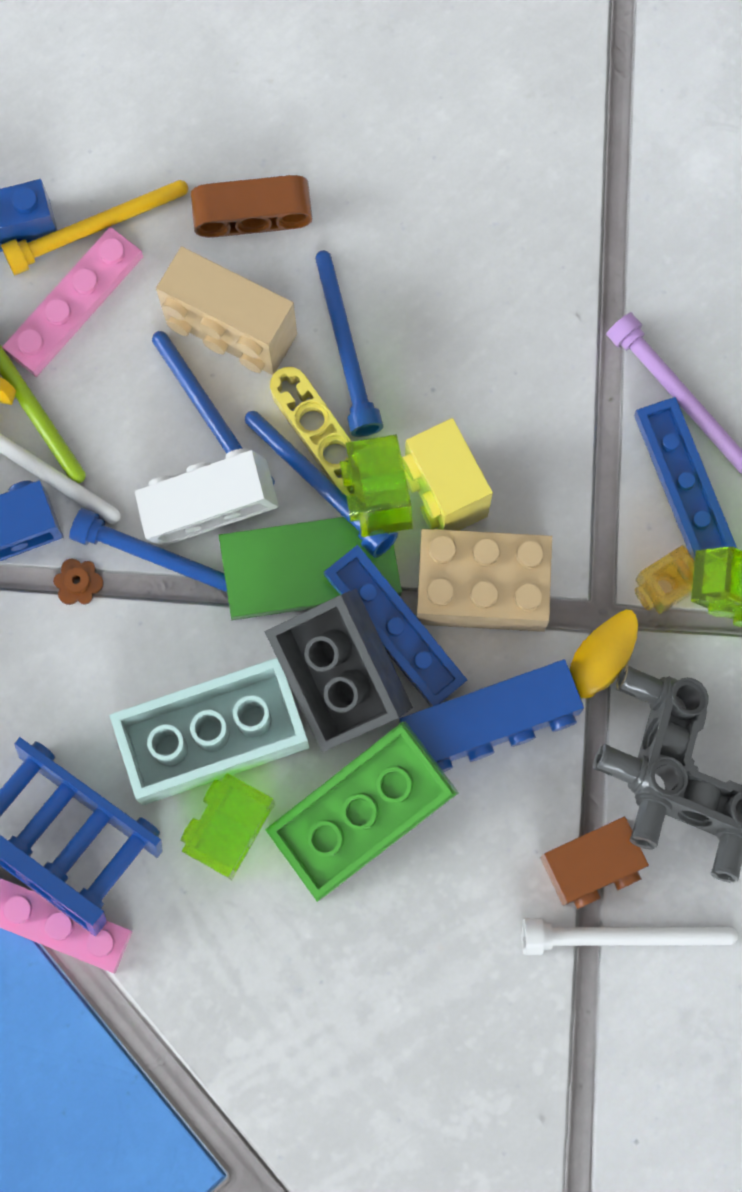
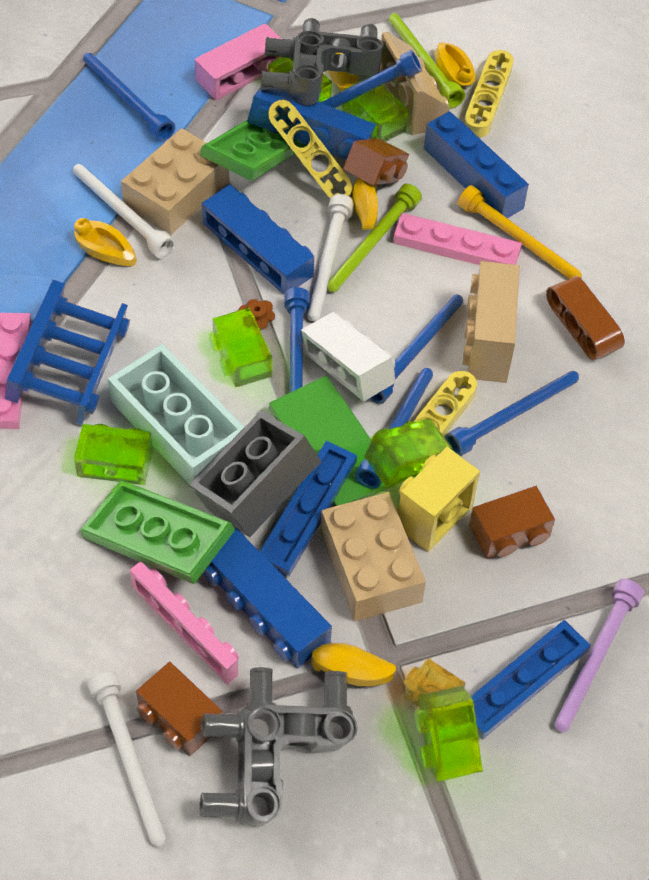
camera: 65 degrees right, 20 degrees down
(132, 620) = (241, 347): none -> clear neon green brick
(496, 410) = (512, 522): none -> dark orange brick
(504, 810) = (193, 630): none -> bright pink plate

